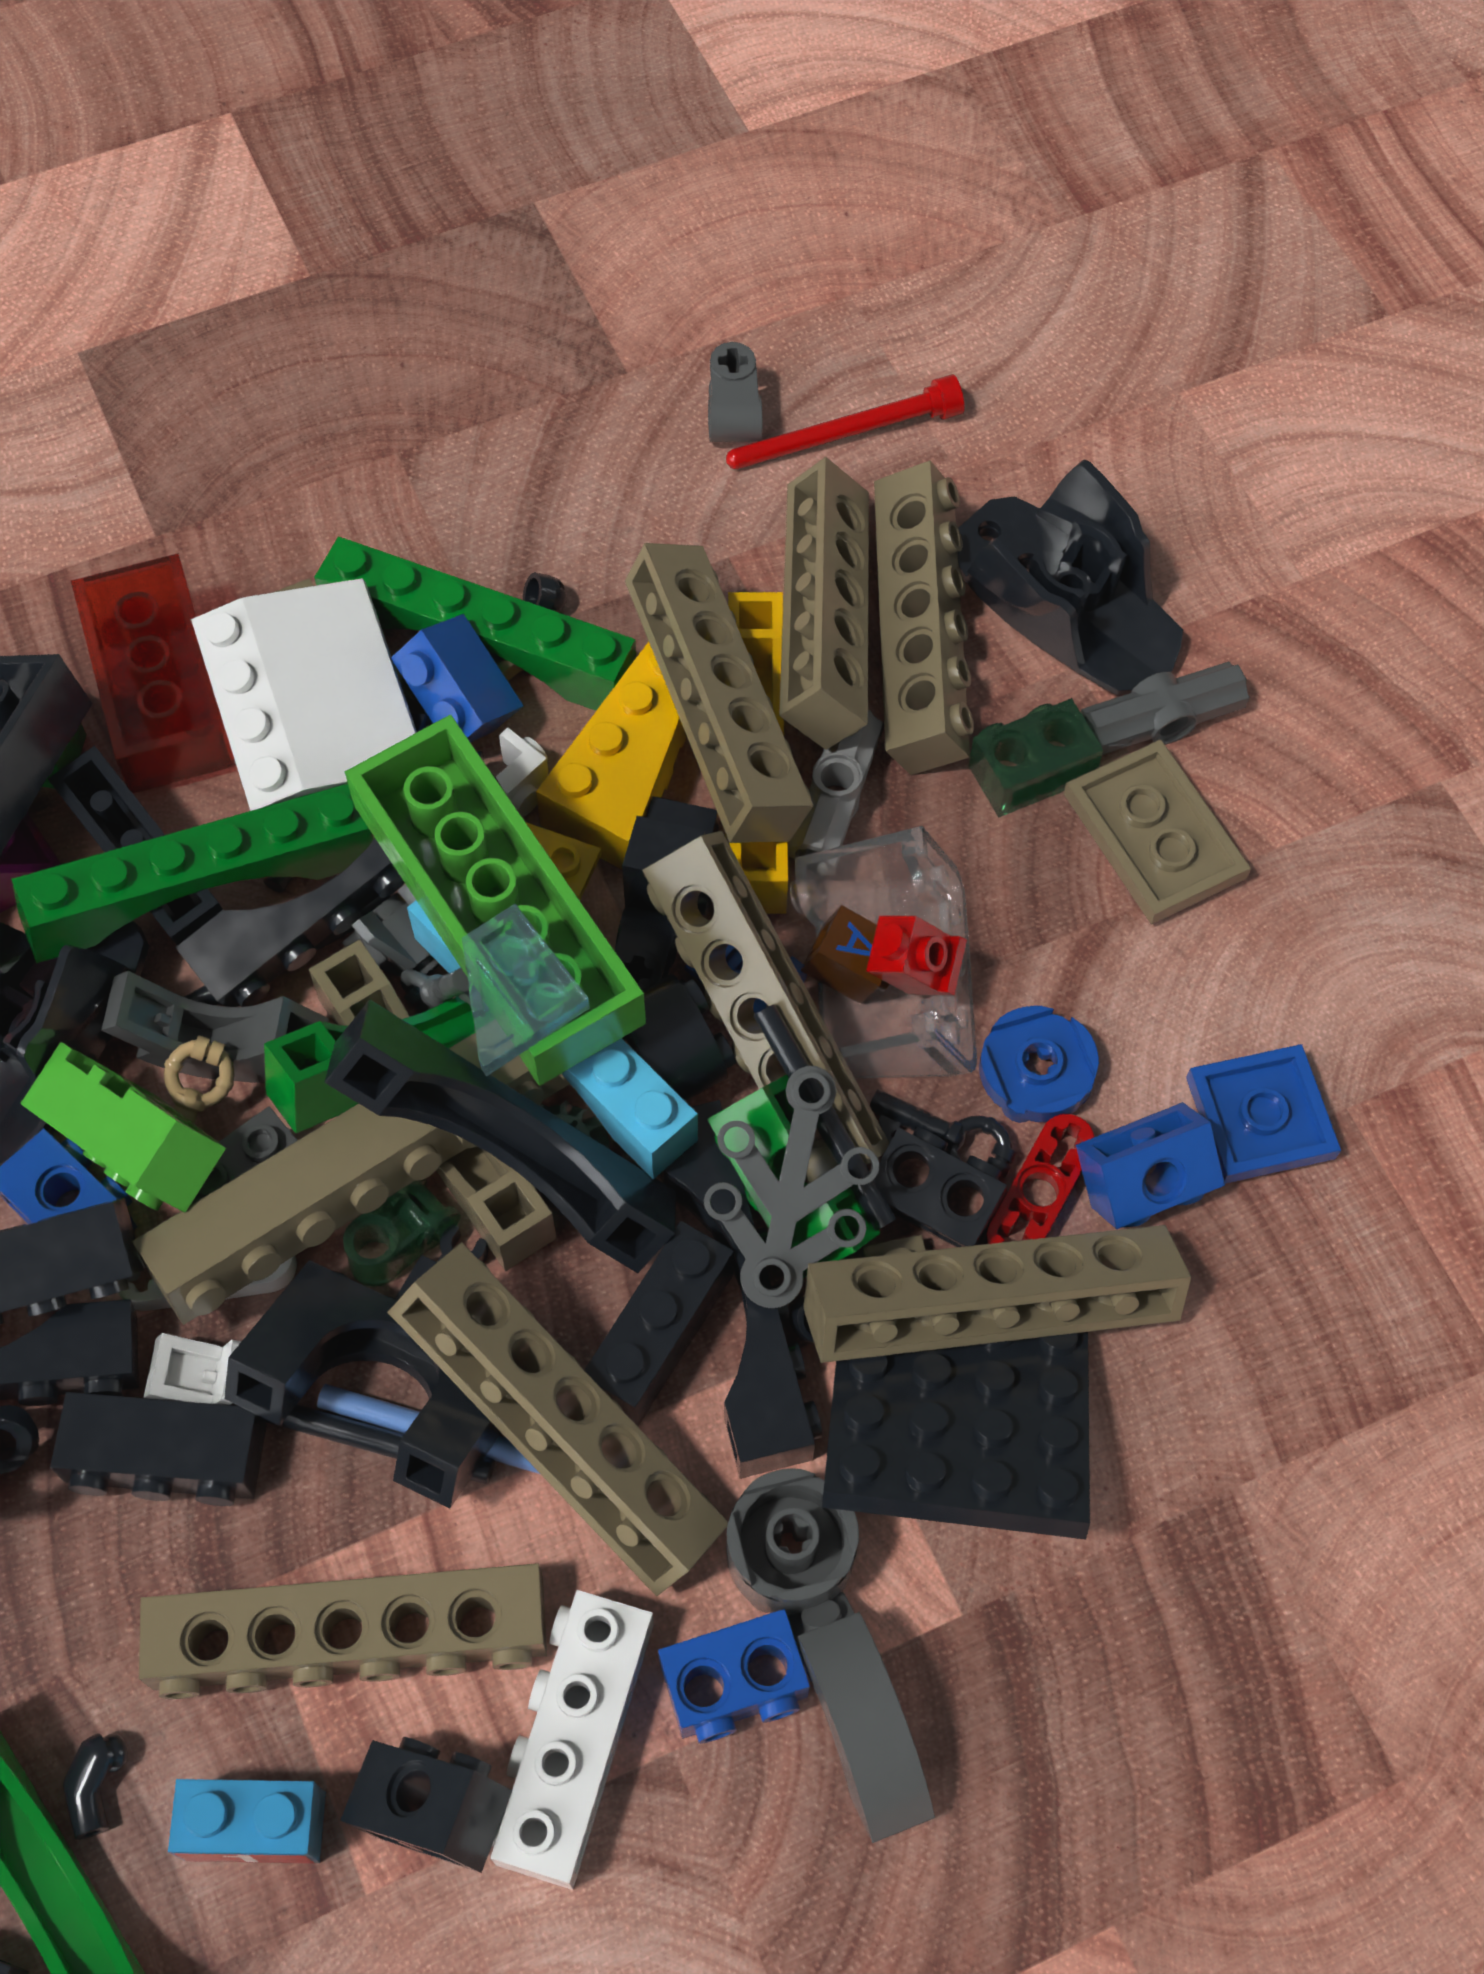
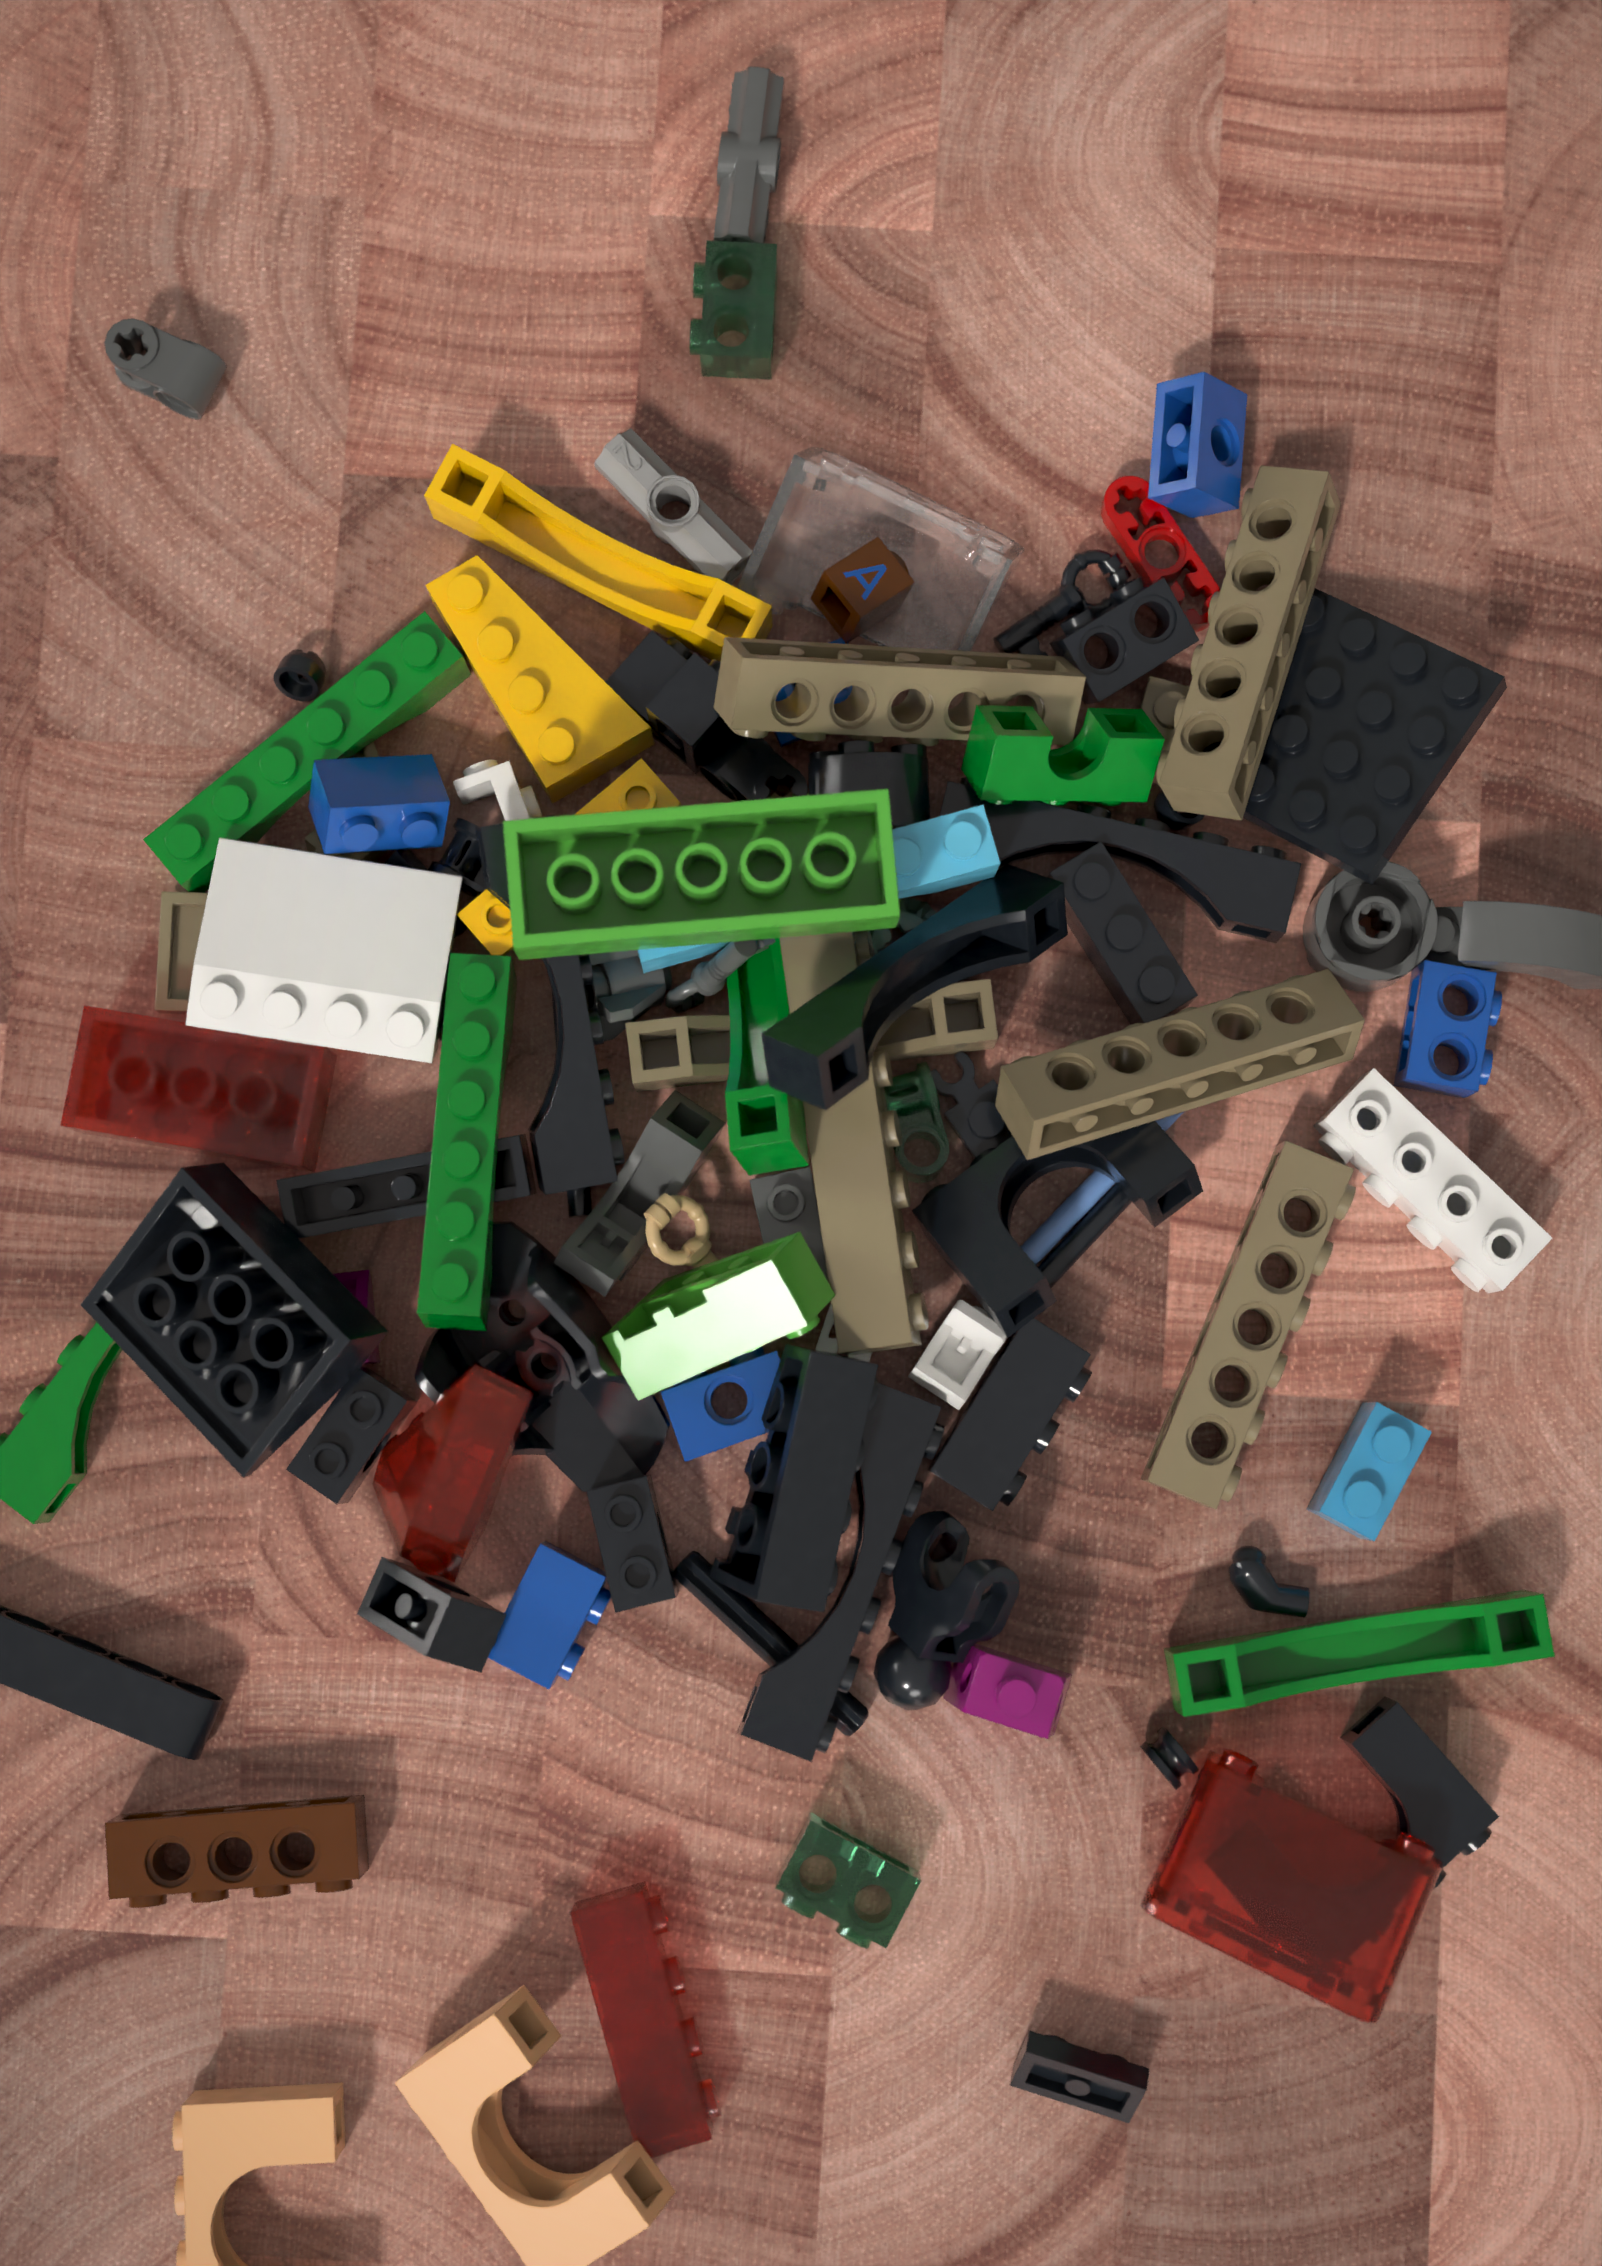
camera: 60 degrees left, 20 degrees up
(427, 1802) = (1420, 1352): black brick -> none
(516, 988) = (835, 898): clear light blue wing -> none
(718, 694) = (544, 563): dark tan brick -> none
(788, 1198) = (1096, 764): dark grey plant -> none
(825, 605) = (482, 408): dark tan brick -> none
(828, 1123) = (1029, 697): black bar -> none
(916, 956) = (910, 532): red brick -> none
(922, 619) = (395, 275): dark tan brick -> none
(940, 399) = (276, 164): red piece -> none
(1024, 1093) = (1072, 467): blue plate -> none
(1085, 579) = (580, 155): black piece -> none
(1156, 831) = (871, 246): dark tan plate -> none
(1264, 1113) = (1192, 319): blue plate -> none

